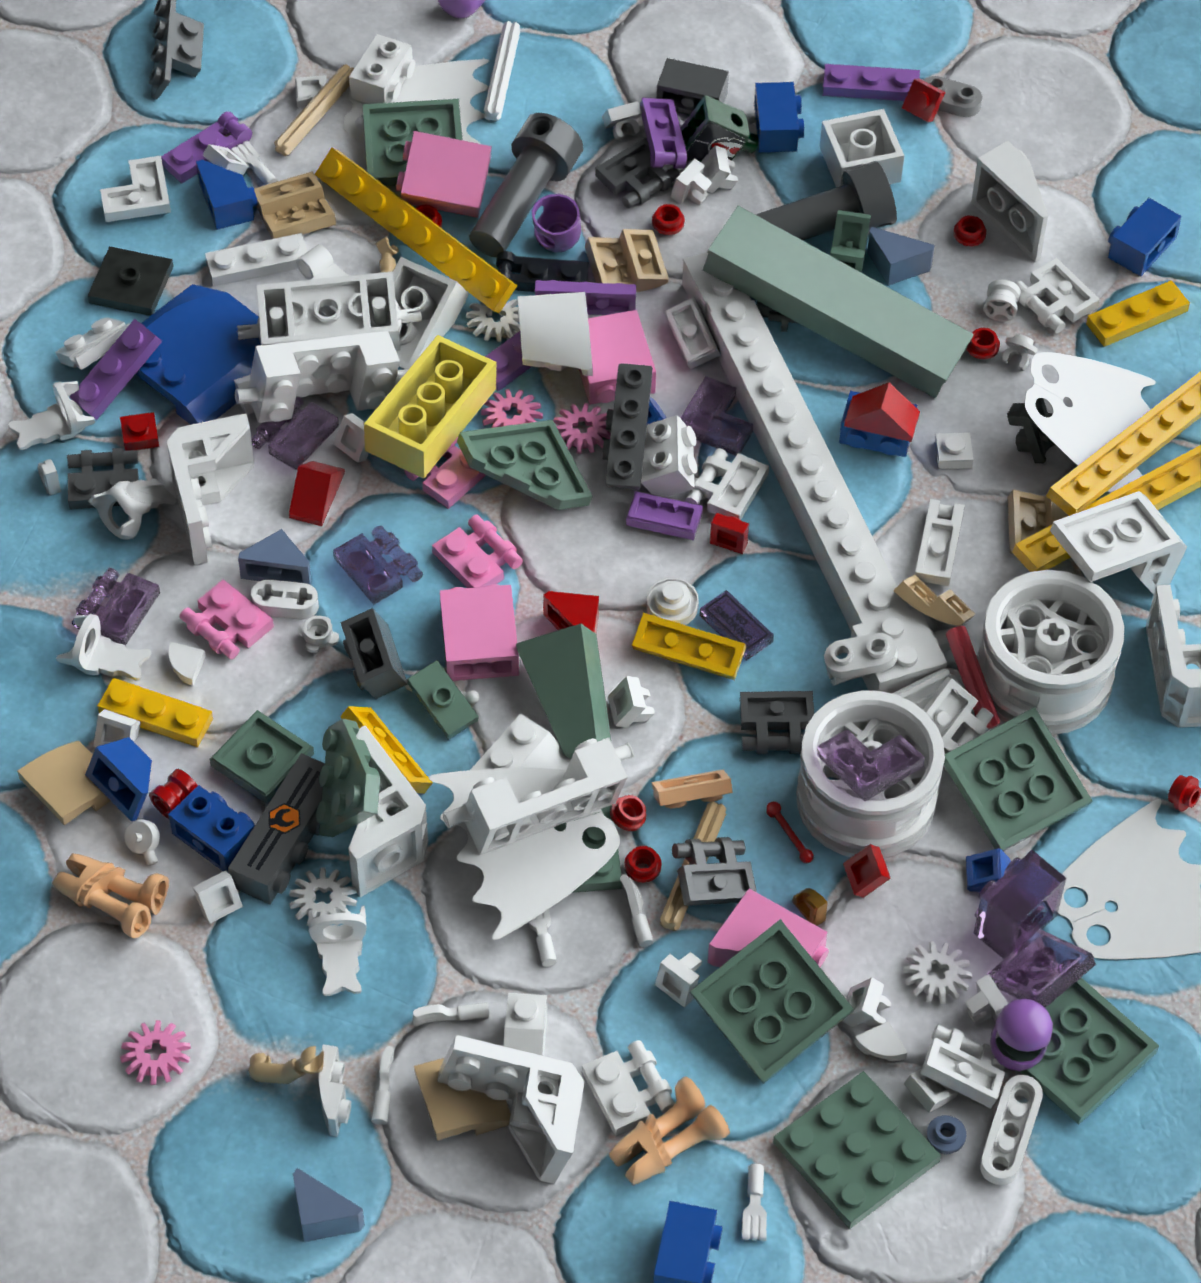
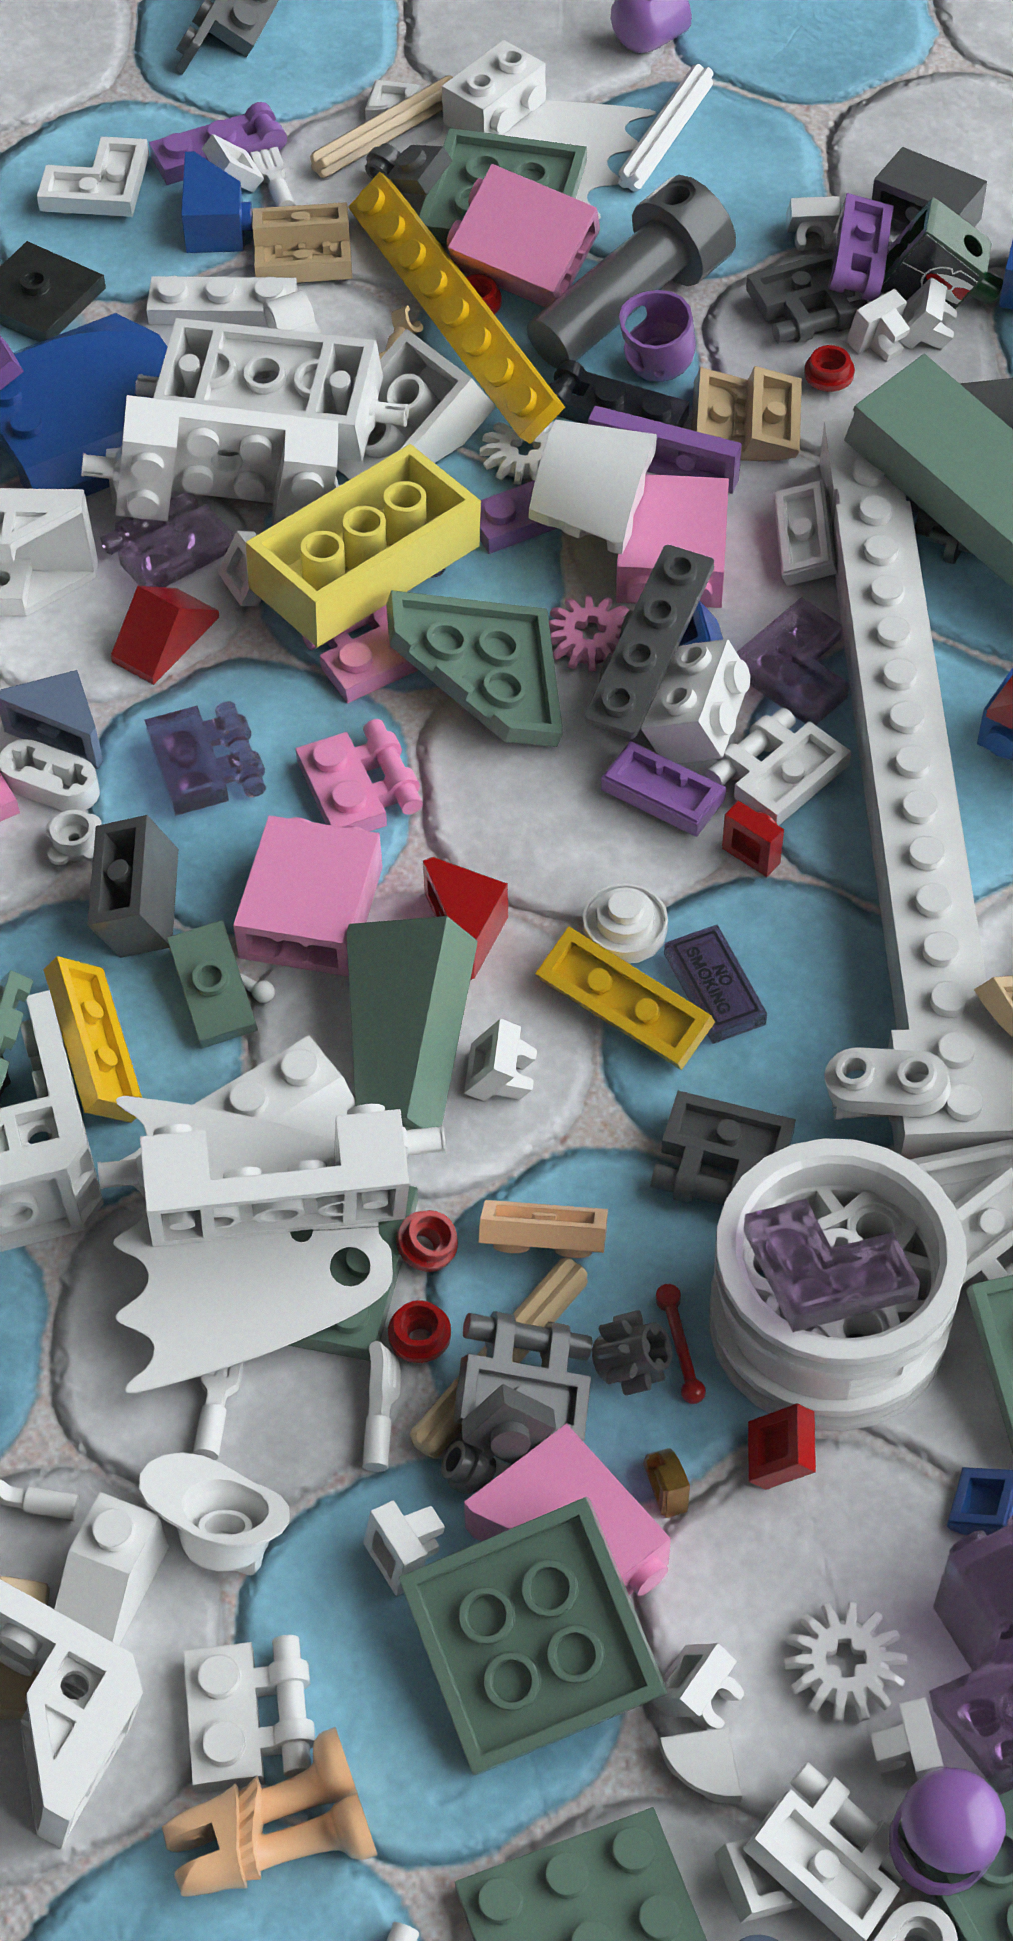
camera: 20 degrees right, 0 degrees up
(352, 139) = (412, 170): none -> dark grey plate
(524, 407) = (515, 581): bright pink gear -> none
(572, 989) = (218, 1512): none -> white piece
(715, 899) = (501, 1427): none -> dark grey plate
(768, 843) = (632, 1352): none -> dark grey gear

